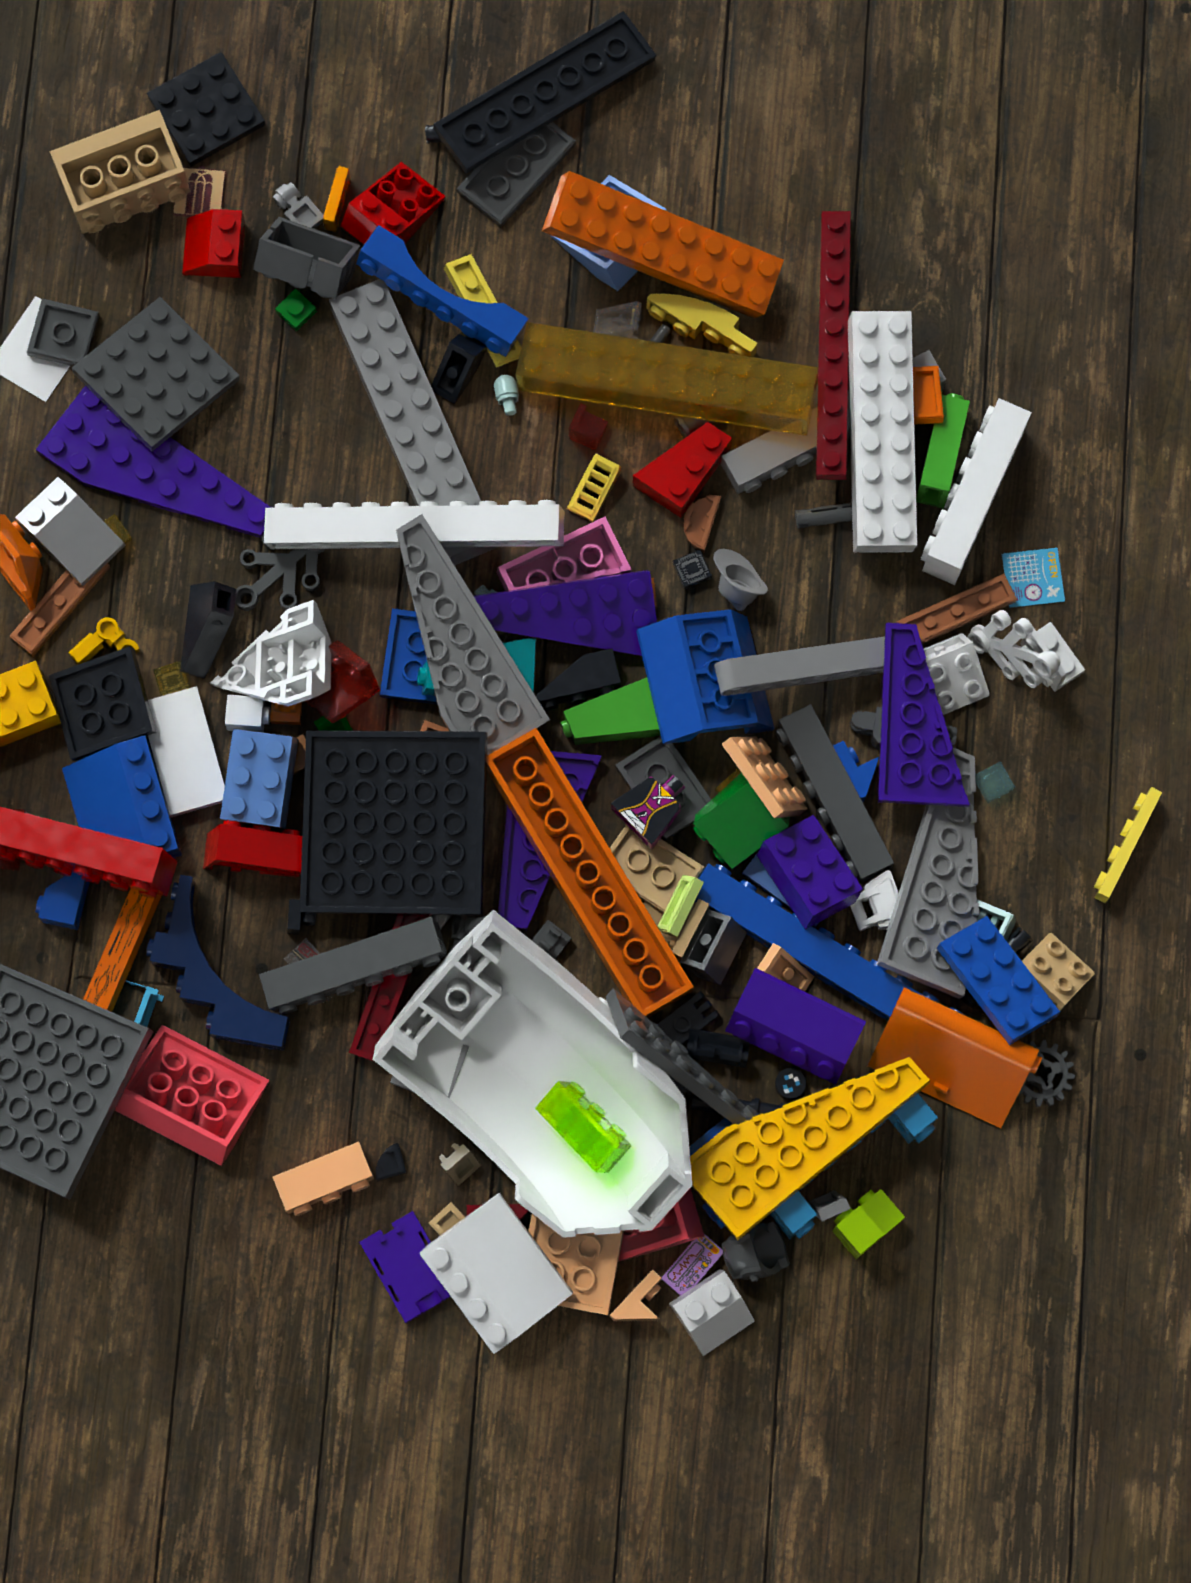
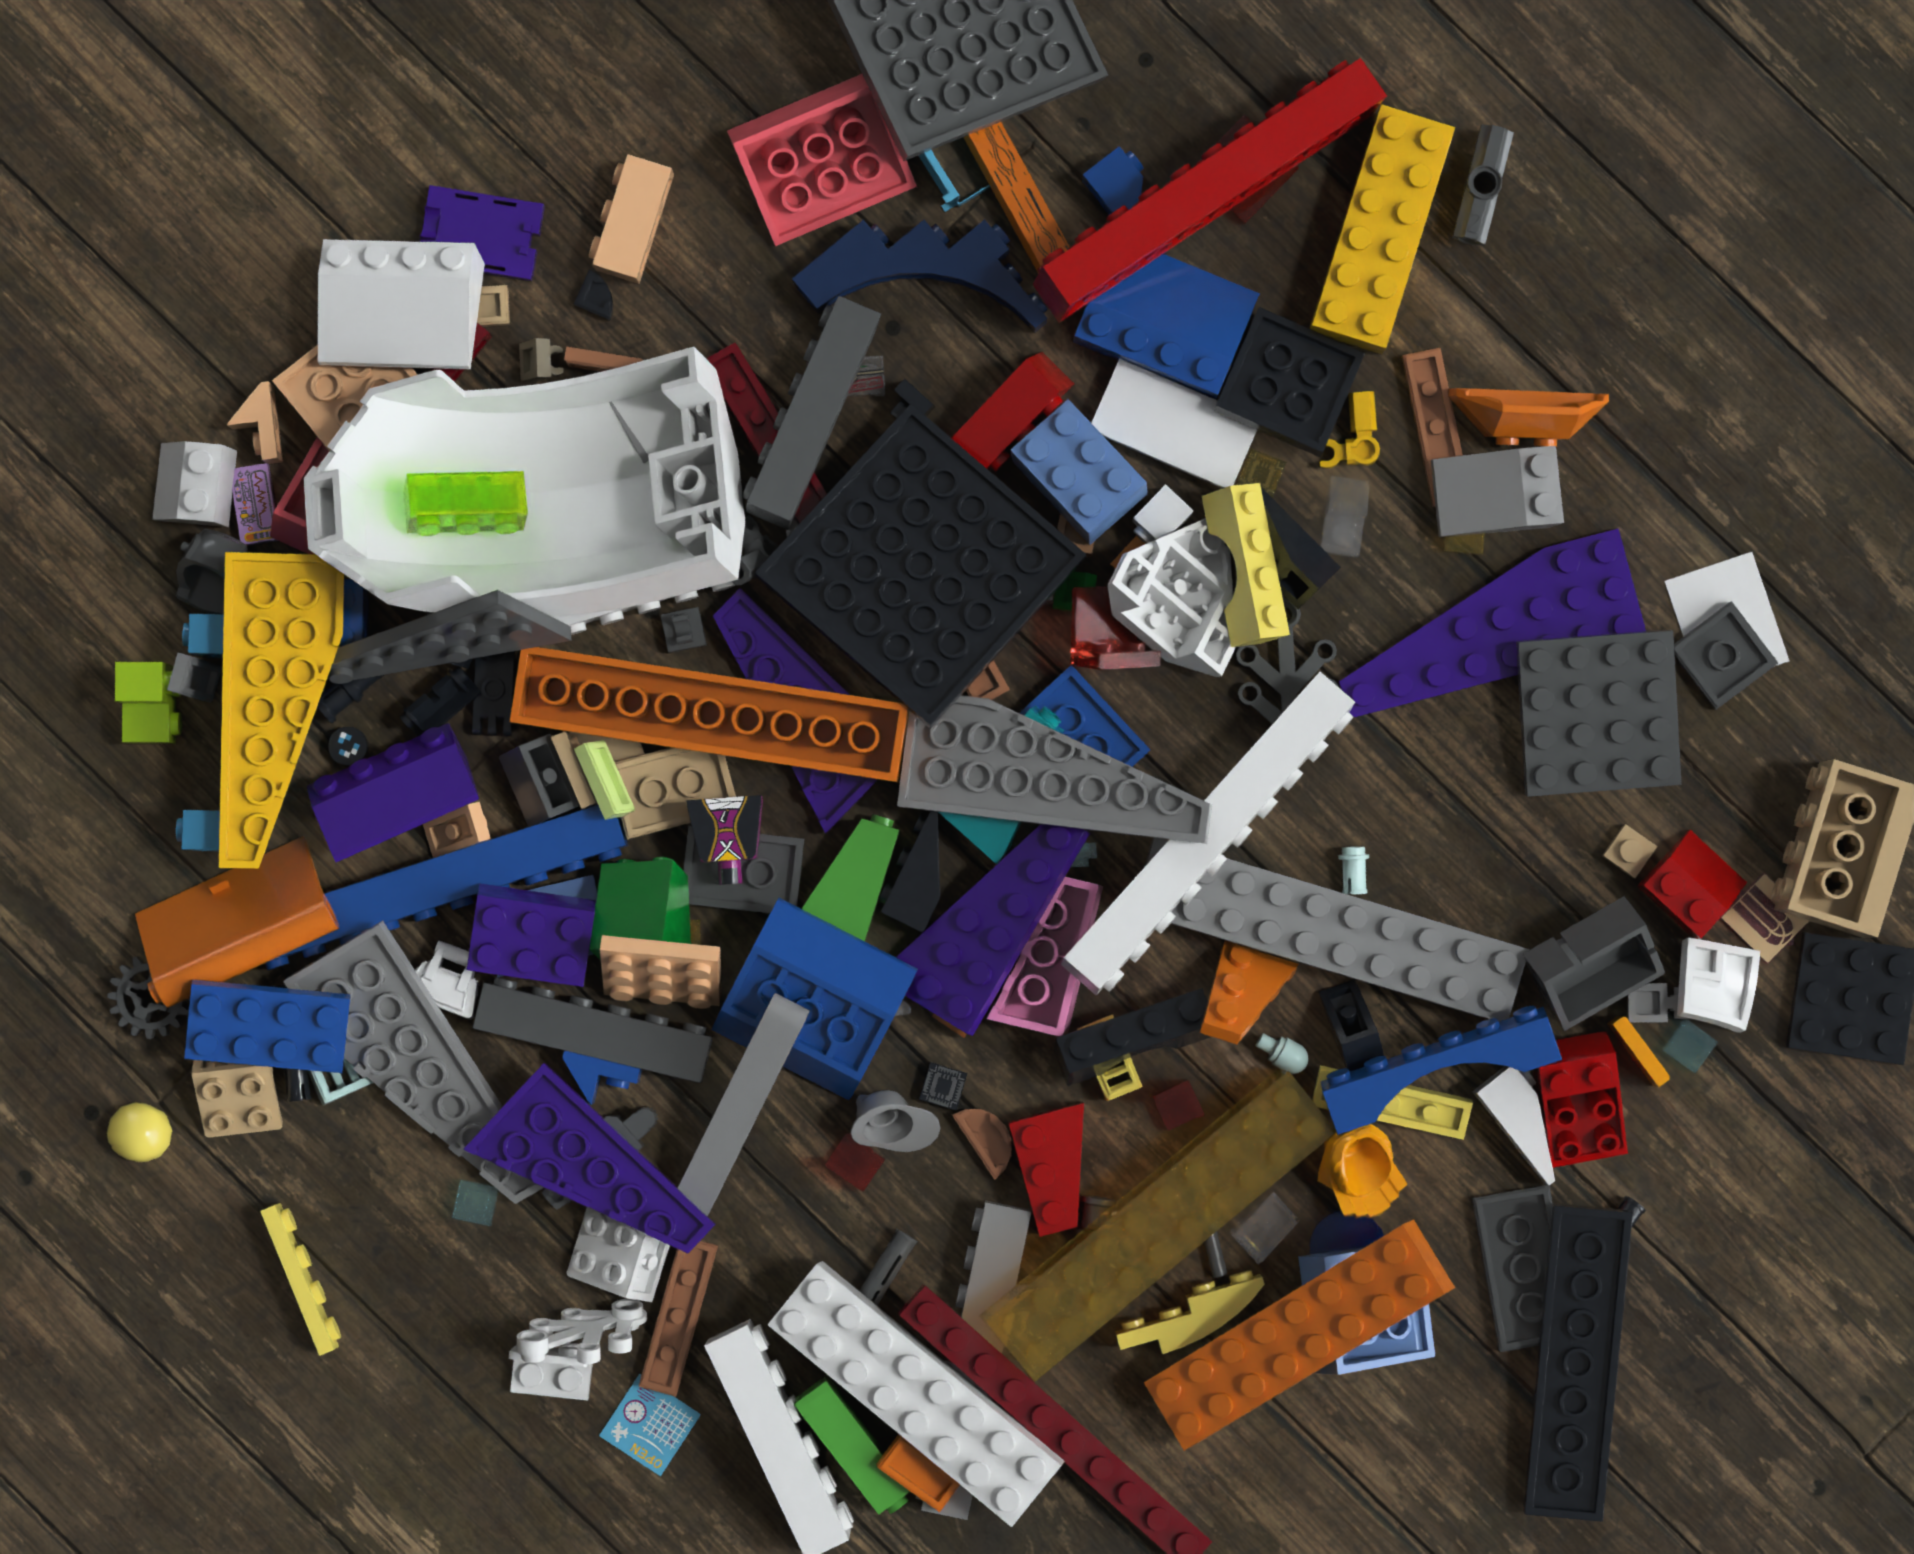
camera: 130 degrees right, 10 degrees up
(157, 611) = (1345, 516): none -> clear slope
(211, 662) = (1257, 605): none -> light yellow arch
(223, 296) = (1629, 851): none -> tan plate
(260, 186) = (1717, 983): none -> white plate
(296, 309) = (1552, 912): green plate -> none
(309, 175) = (1689, 1046): none -> clear light blue tile
(365, 438) = (1354, 869): none -> light aqua pin
(427, 1121) = (596, 360): none -> nougat tile
(430, 234) = (1517, 1111): none -> white slope
(491, 440) = (1242, 990): none -> orange wing
(539, 293) = (1361, 1171): none -> light orange hair
(569, 479) = (1105, 1044): none -> black arch
(581, 280) = (1343, 1233): none -> clear blue tile
(780, 580) = (855, 1162): none -> clear red panel
(1126, 1014) = (139, 1132): none -> light yellow hair

